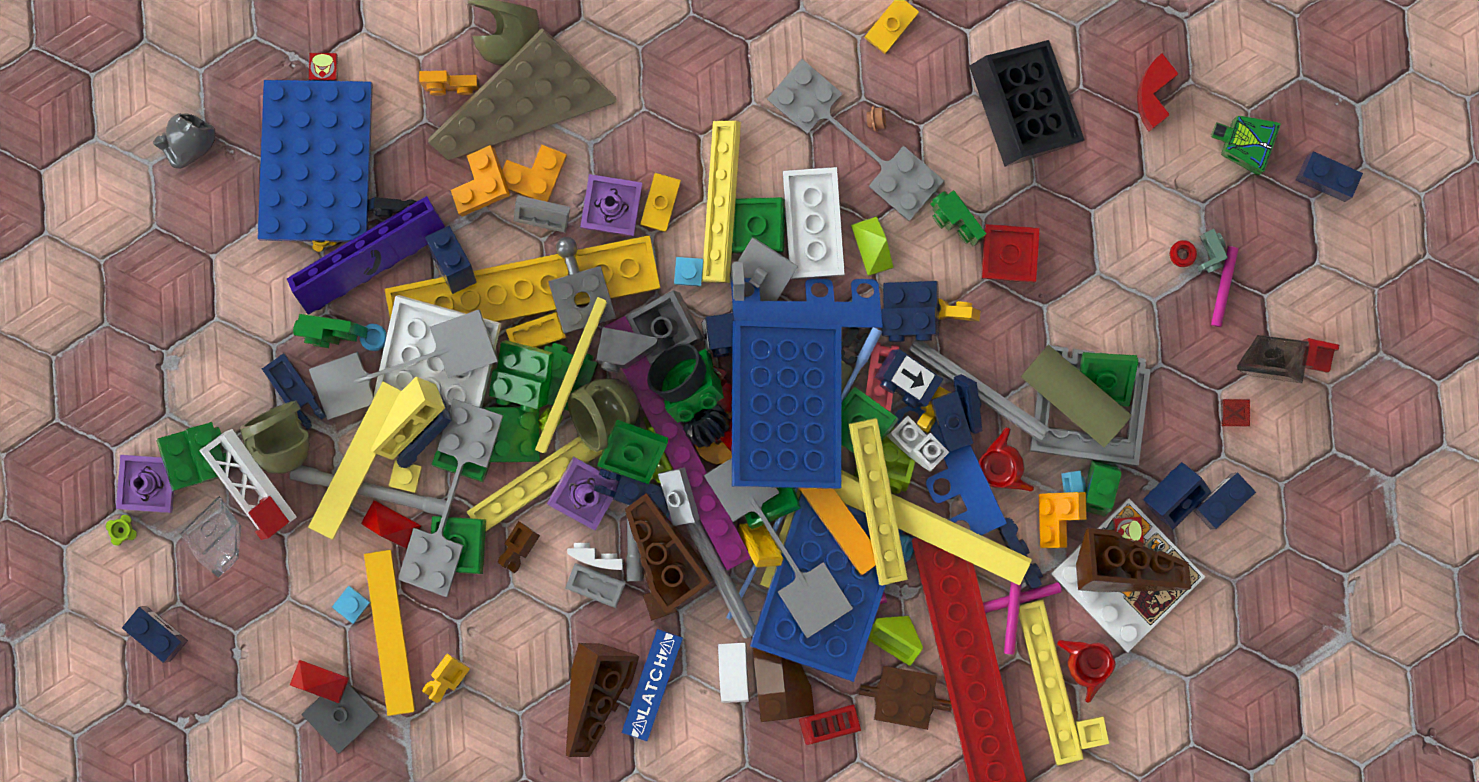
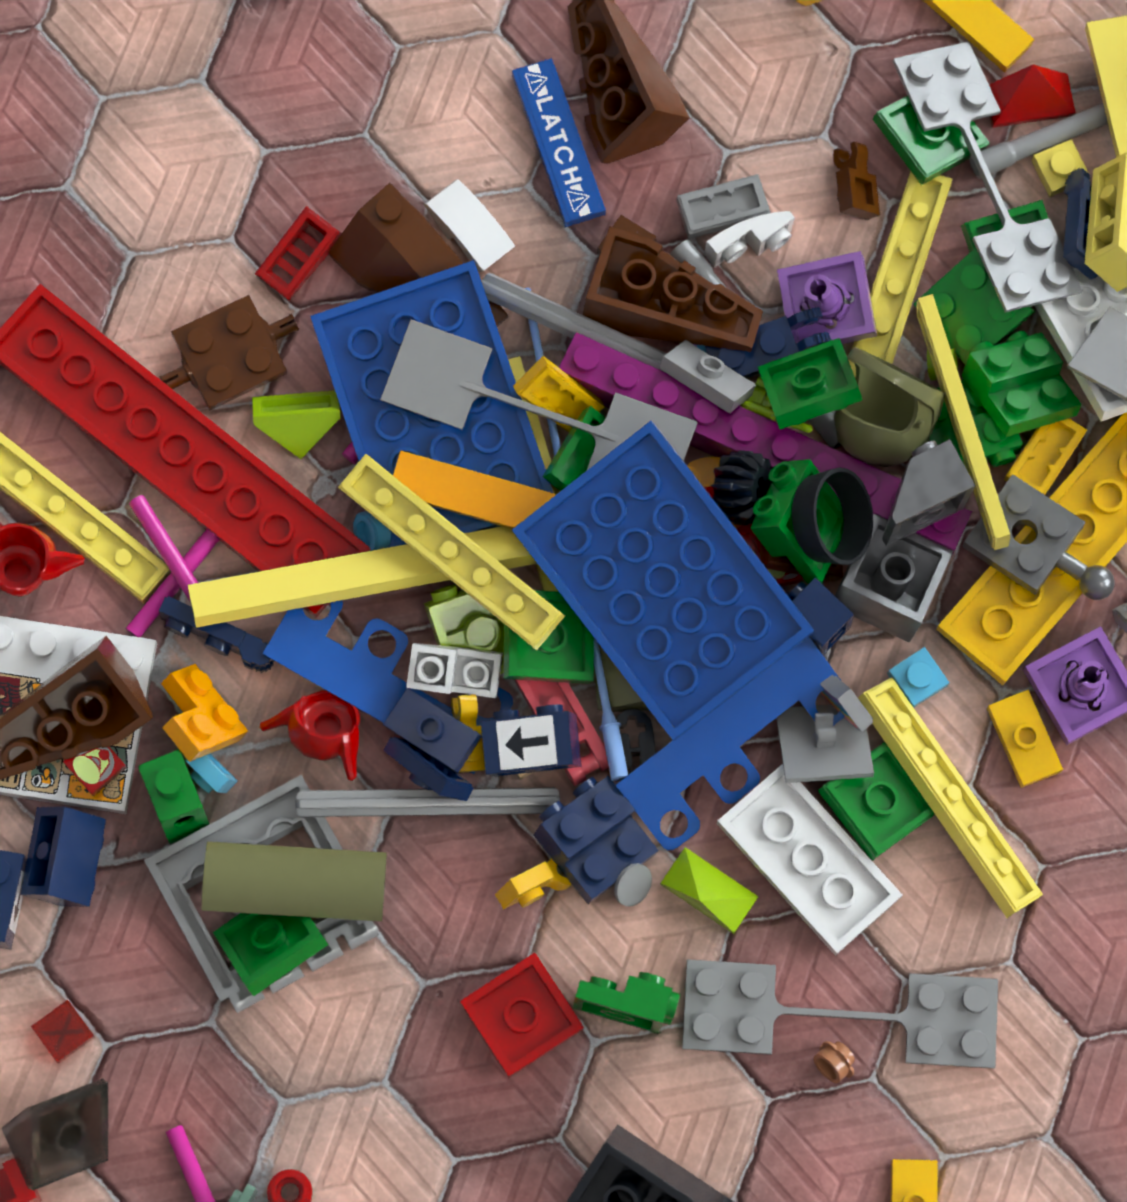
camera: 135 degrees right, 10 degrees down
(908, 275) = (633, 884): none -> light grey piece

